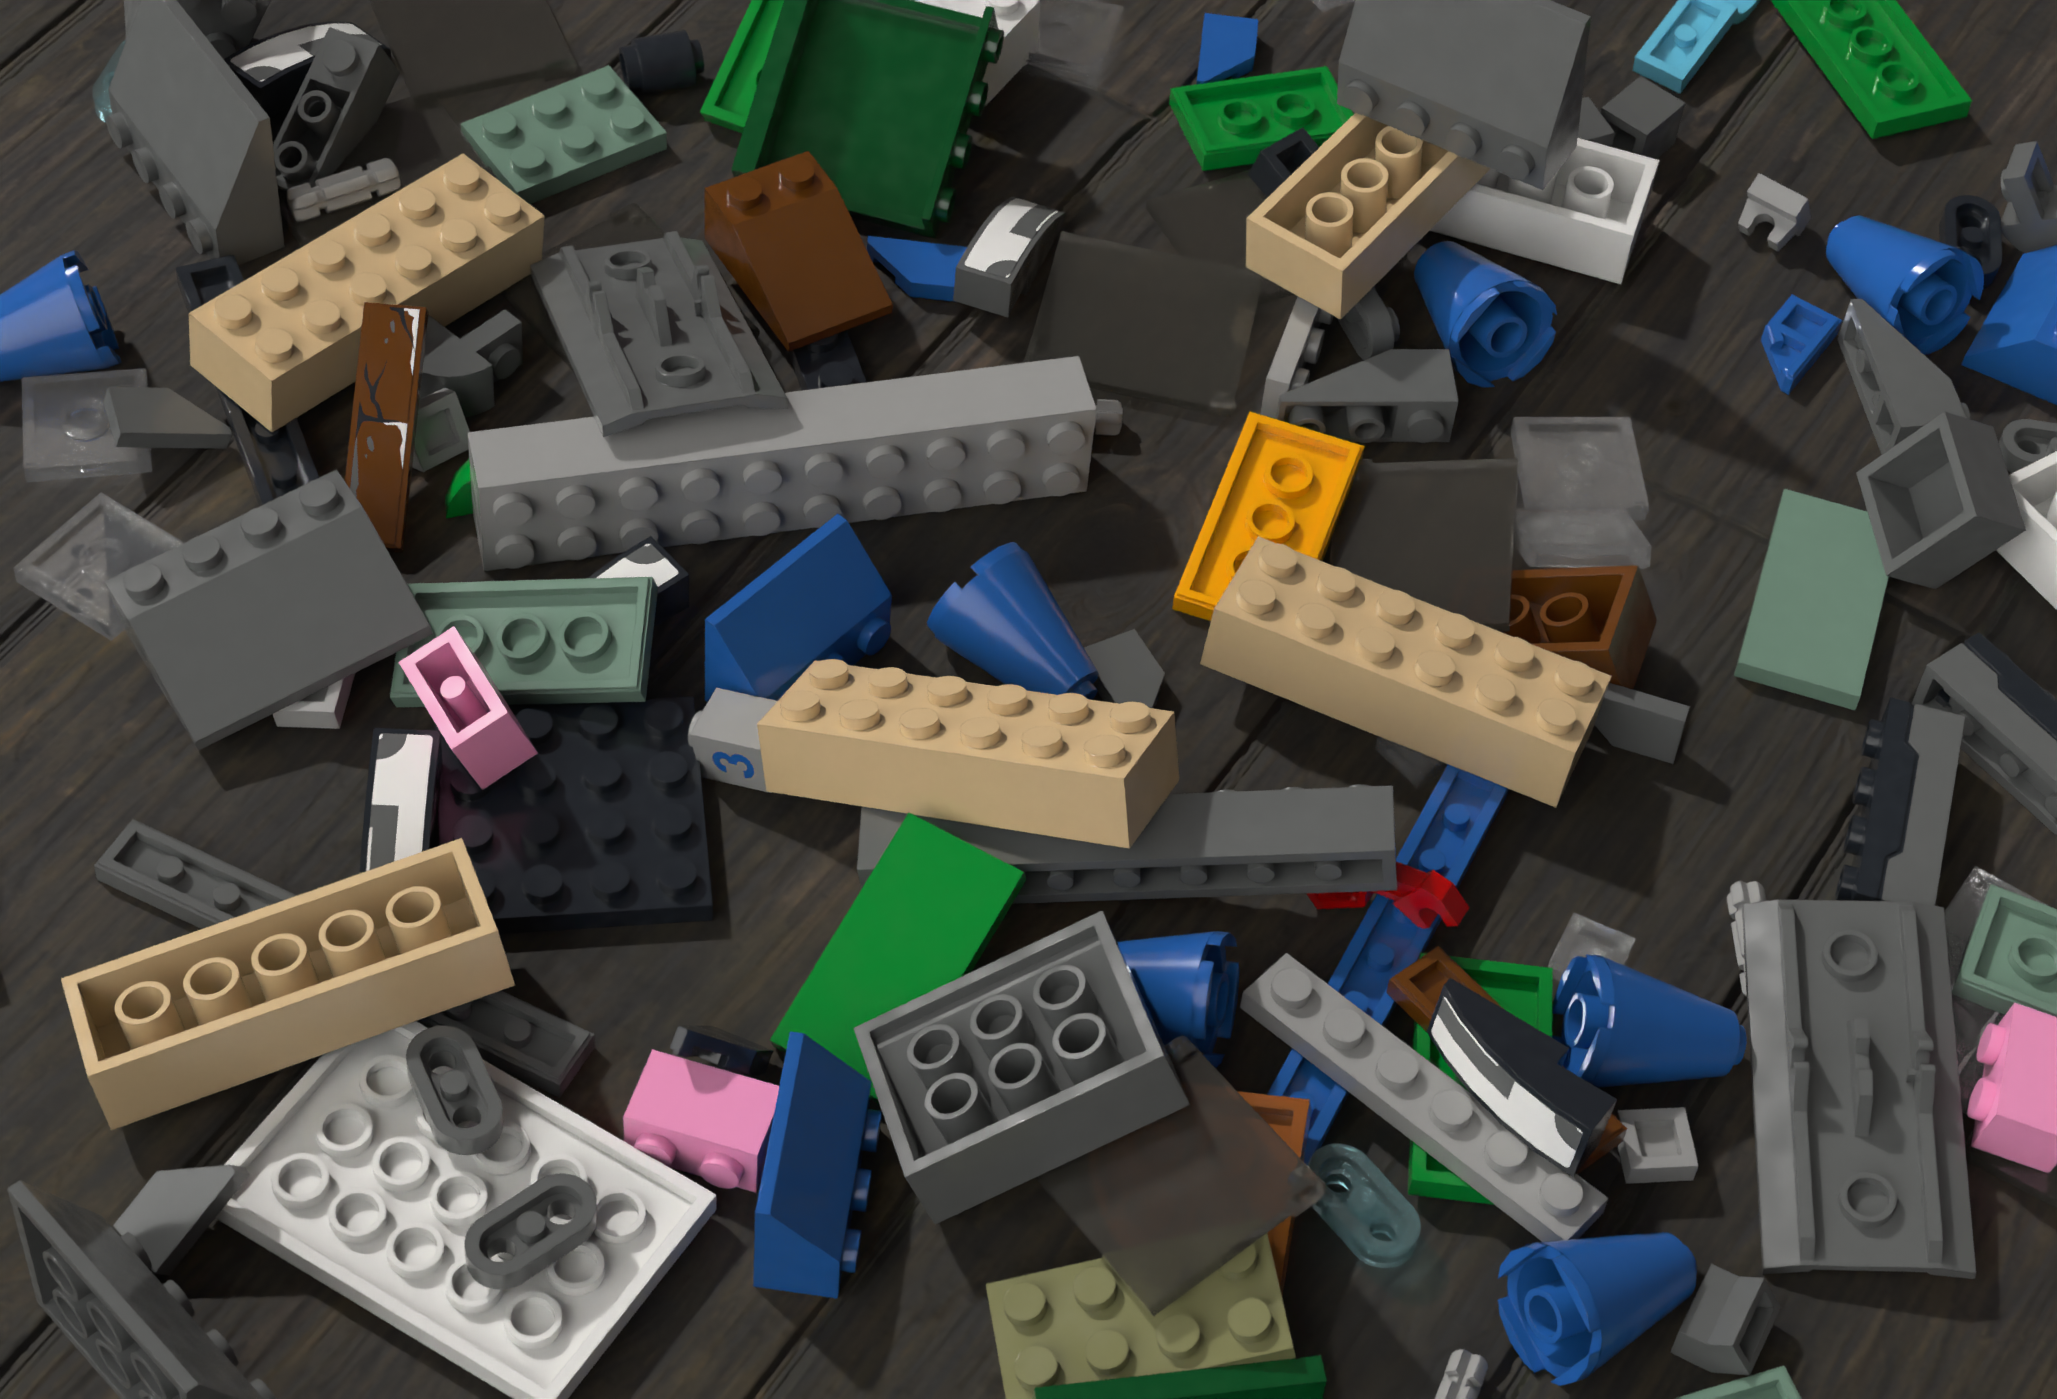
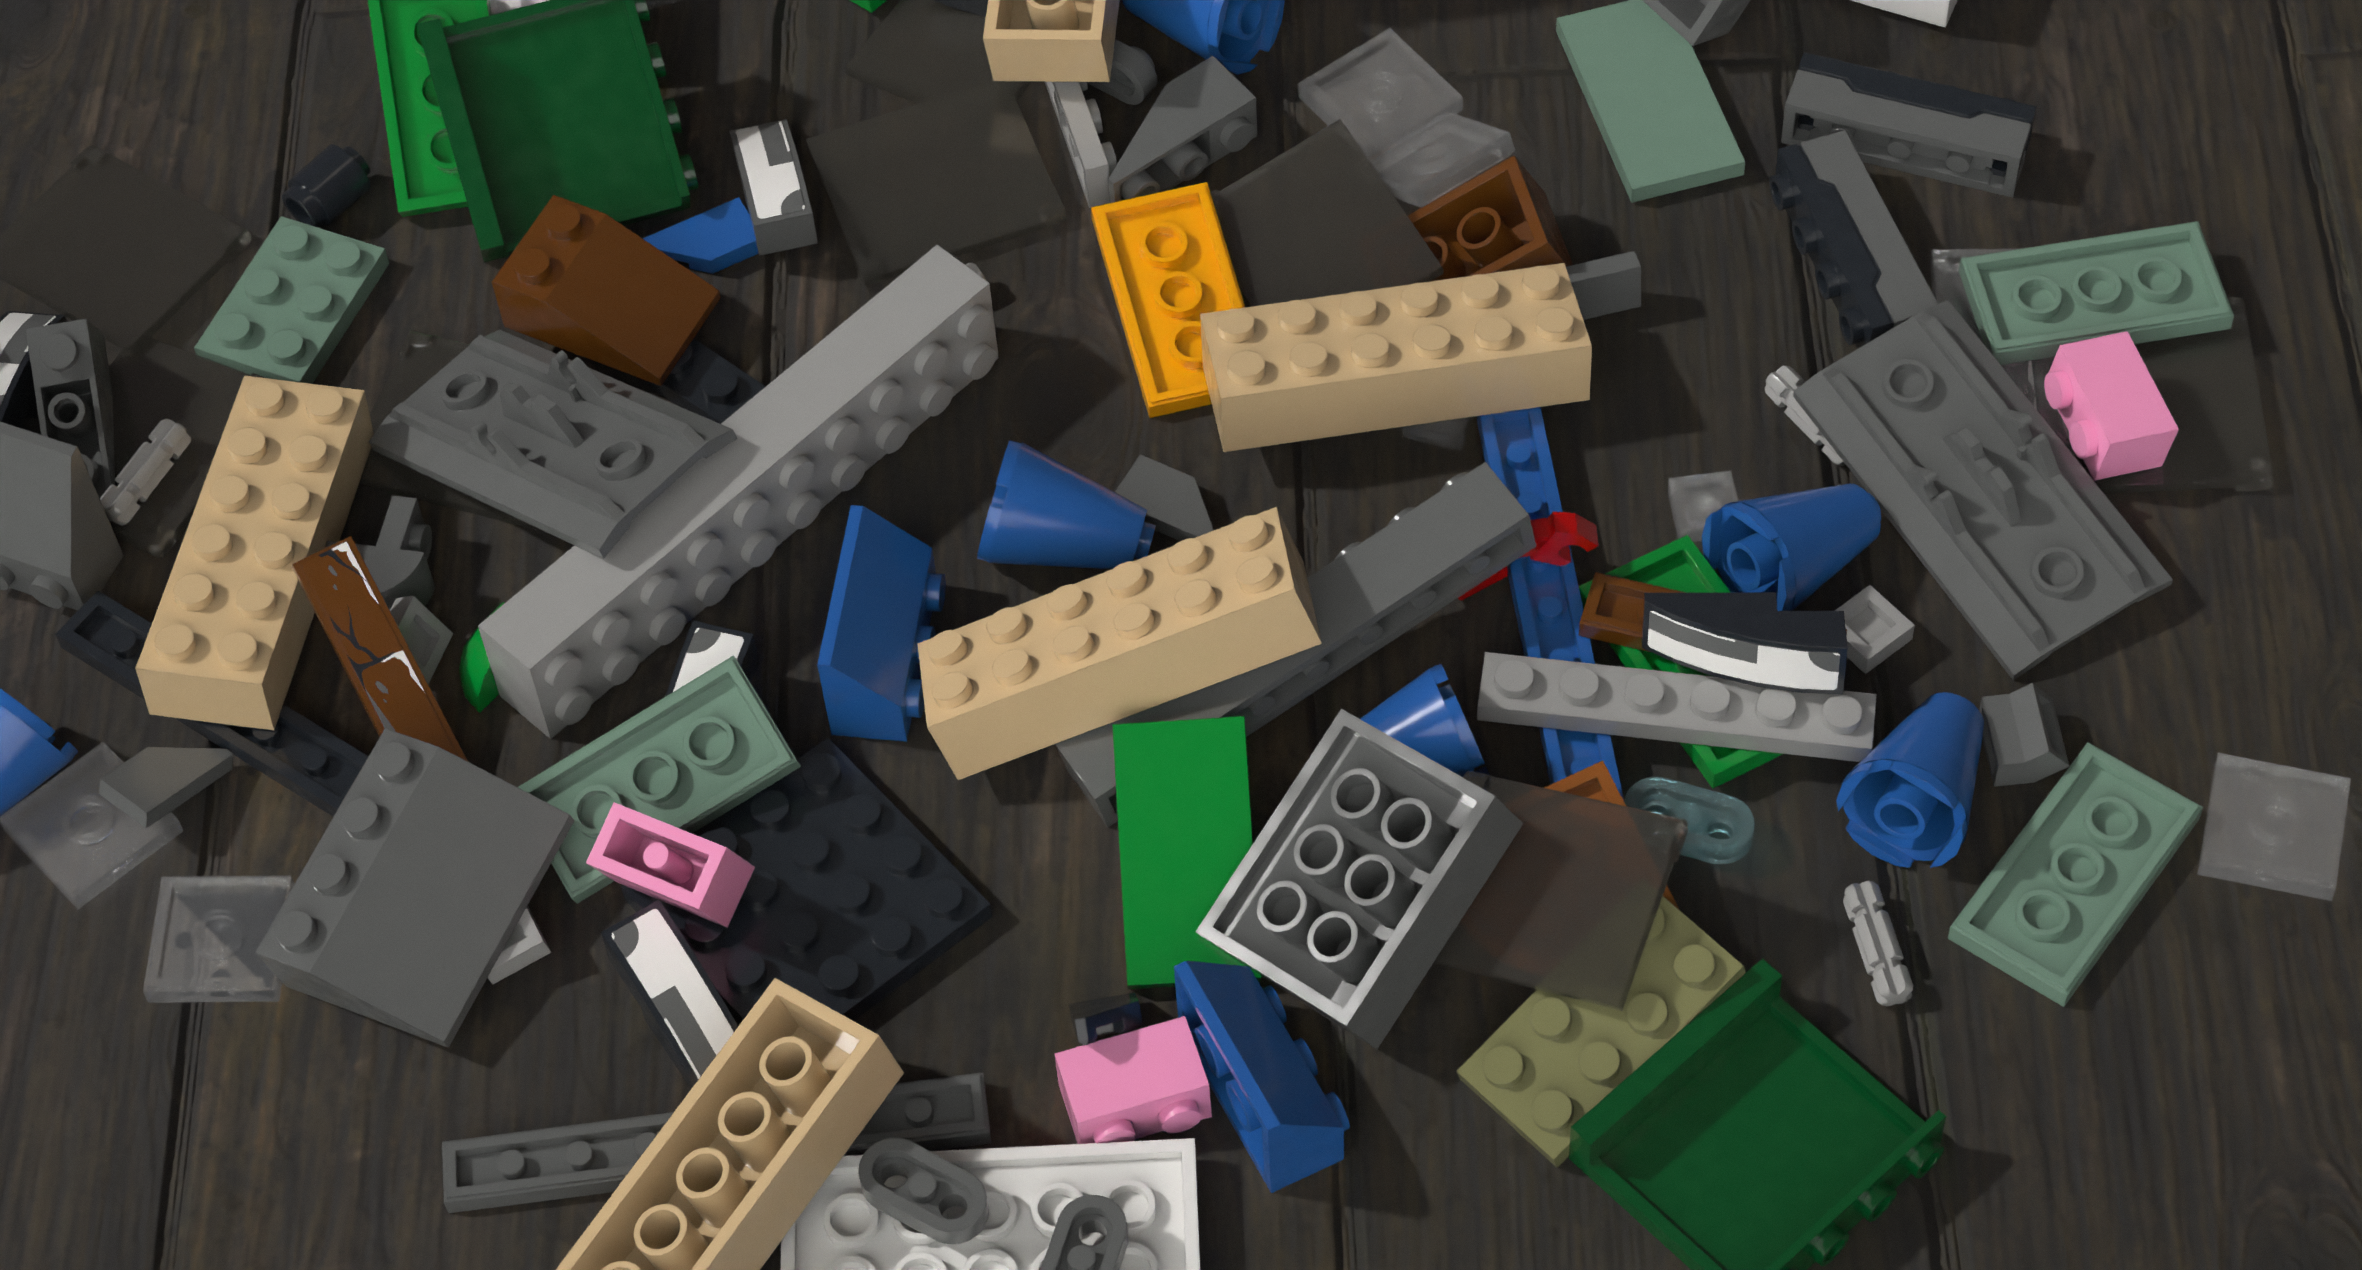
camera: 25 degrees left, 5 degrees up
(728, 738) = (898, 750): light grey brick -> none

